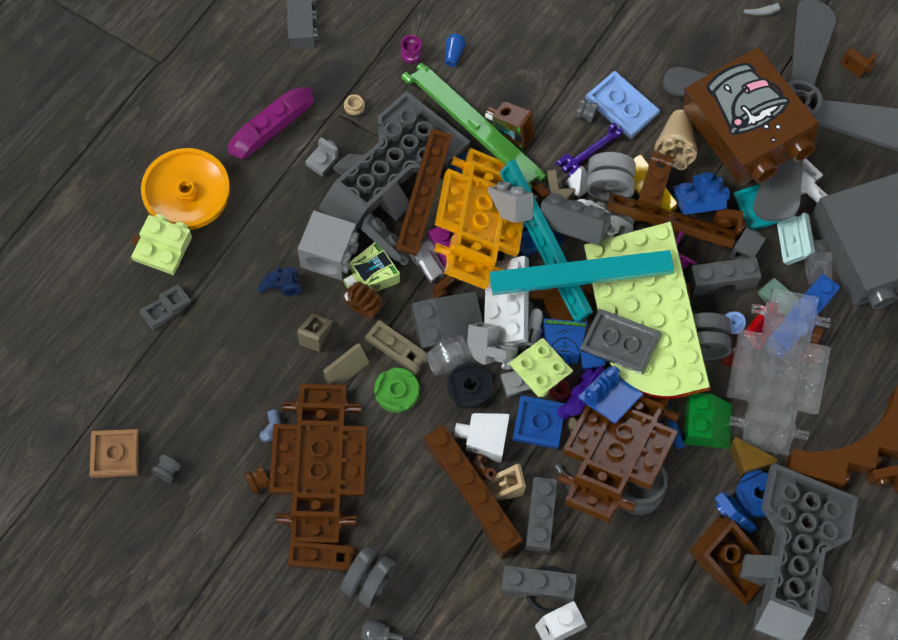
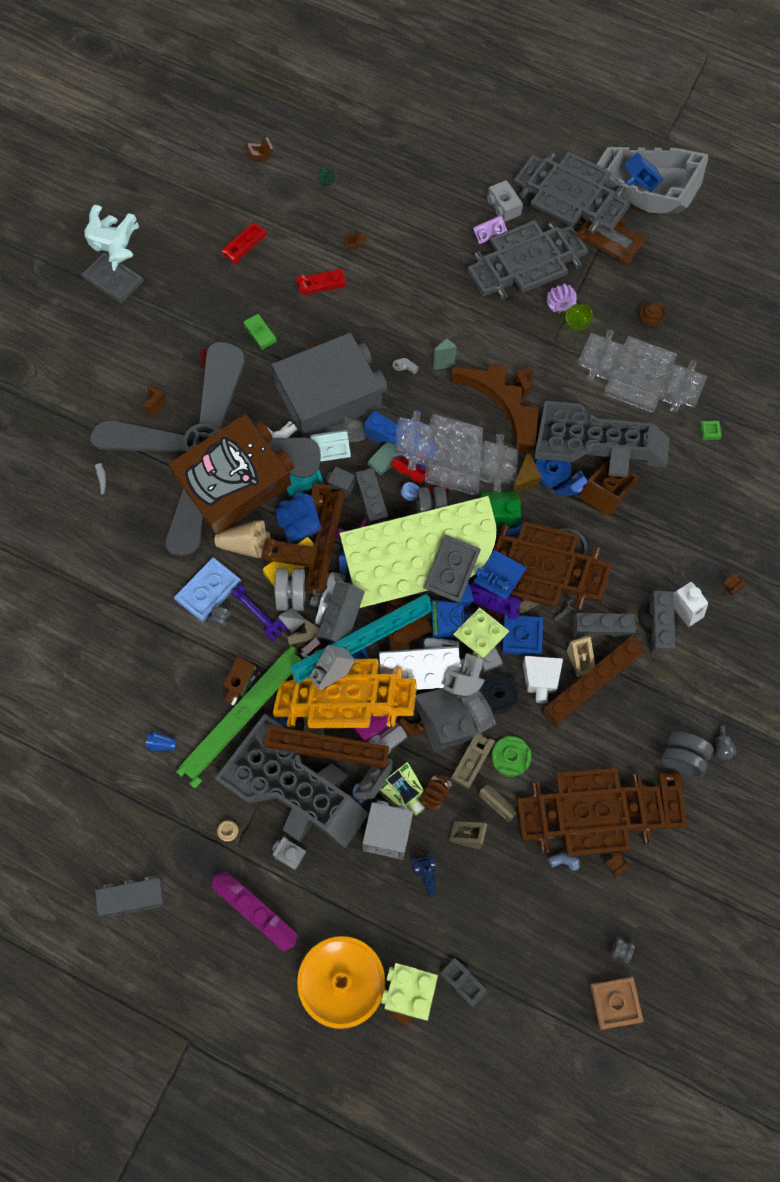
camera: 95 degrees left, 0 degrees up
(410, 49) = (160, 779): magenta wheel -> none
(483, 472) = (572, 677): reddish brown arm -> none
(581, 272) = (398, 602): teal tile -> none

